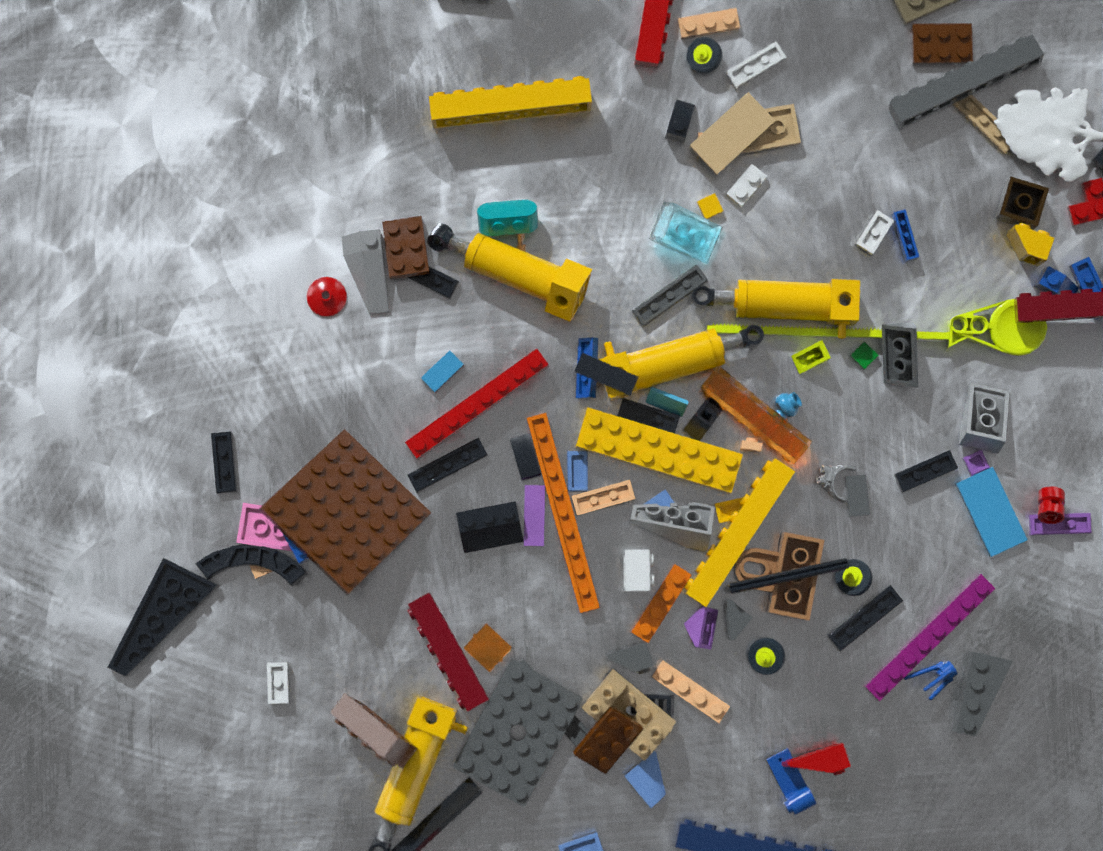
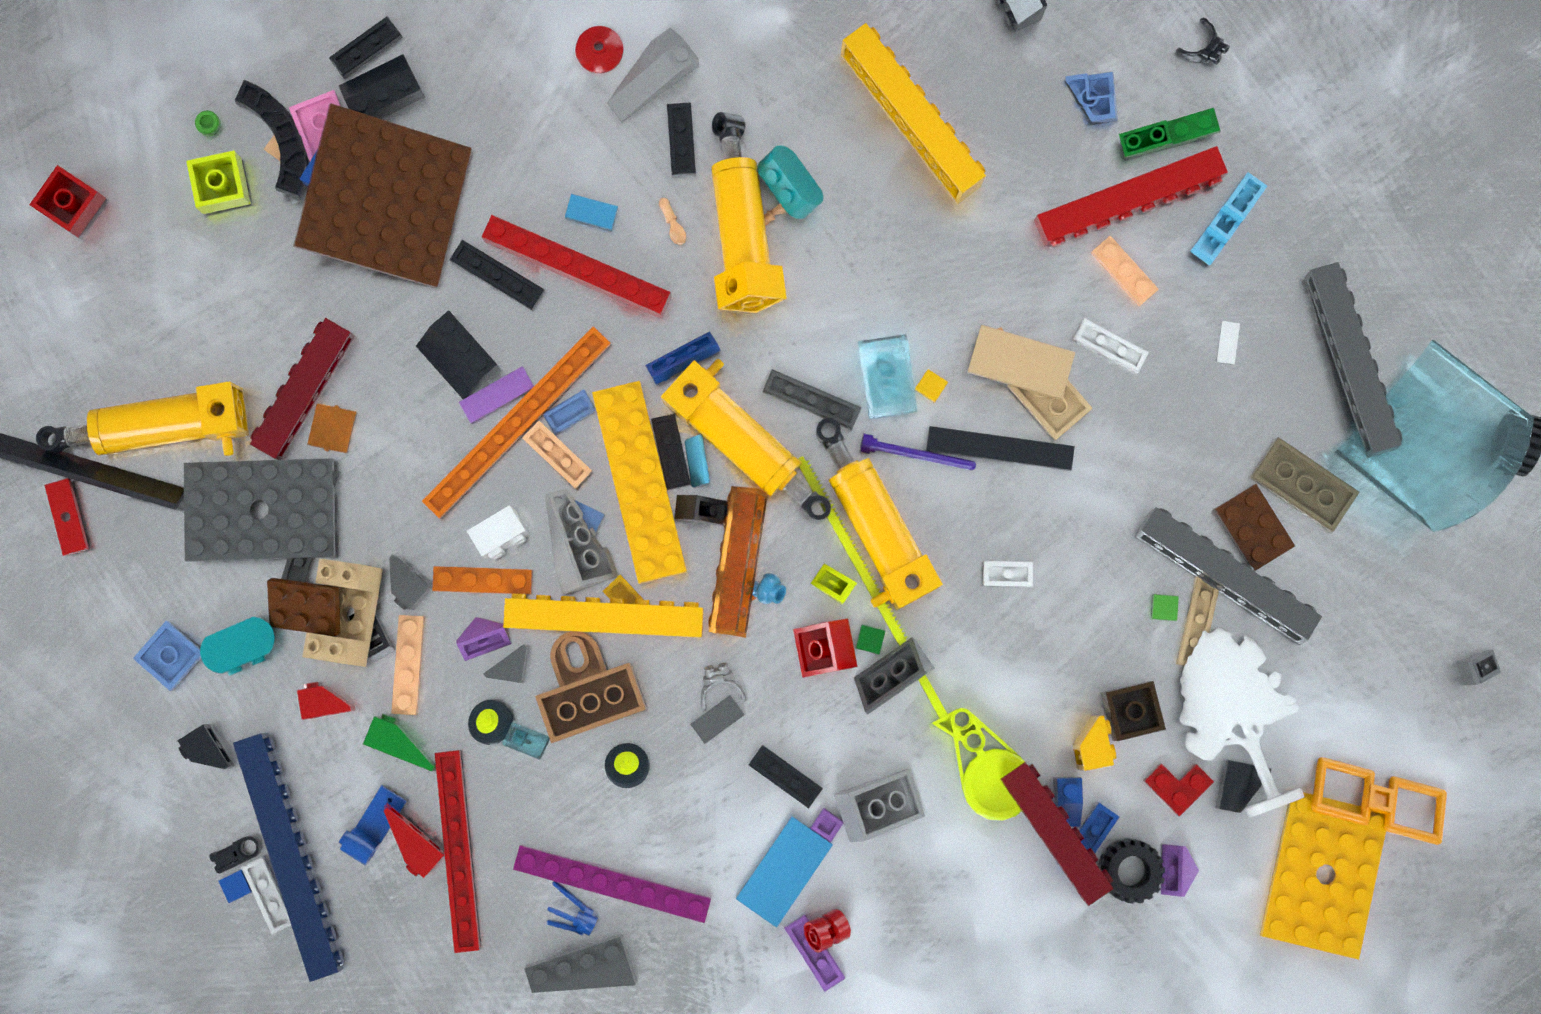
camera: 55 degrees right, 0 degrees up
(164, 606) = (186, 75): black wing -> none
(210, 741) = (67, 201): none -> red brick
(211, 608) = (207, 123): none -> bright green tile
(261, 624) = (218, 182): none -> neon yellow brick
(262, 468) = (382, 89): none -> black slope
(278, 682) = (169, 235): white plate -> none
(373, 731) = (169, 357): brick -> none
(405, 247) = (697, 98): reddish brown plate -> none
(492, 319) = (676, 231): none -> light nougat piece
(525, 456) = (551, 349): black slope -> none
(606, 374) = (682, 376): black tile -> none
(607, 804) = (237, 646): none -> teal brick
(648, 780) = (288, 674): medium blue slope -> none
(680, 121) = (1002, 300): black slope -> none
(682, 767) = (321, 701): none -> red slope
(704, 55) = (1087, 285): black wheel -> none
(726, 274) = (871, 444): none -> dark purple piece
(739, 732) = (396, 741): none -> green slope
(746, 185) = (976, 411): white plate -> none
(751, 444) = (704, 575): light nougat plate -> none
(782, 185) = (1000, 448): none -> black tile
(790, 575) = (584, 693): black axle -> none
(794, 638) = (526, 740): none -> clear light blue slope
(844, 733) = (457, 851): none -> red plate
(852, 390) = (825, 647): none -> red slope
(865, 618) = (592, 803): black tile -> none
(905, 235) = (1024, 608): blue piece -> none
(961, 138) = (1164, 607): none -> bright green tile

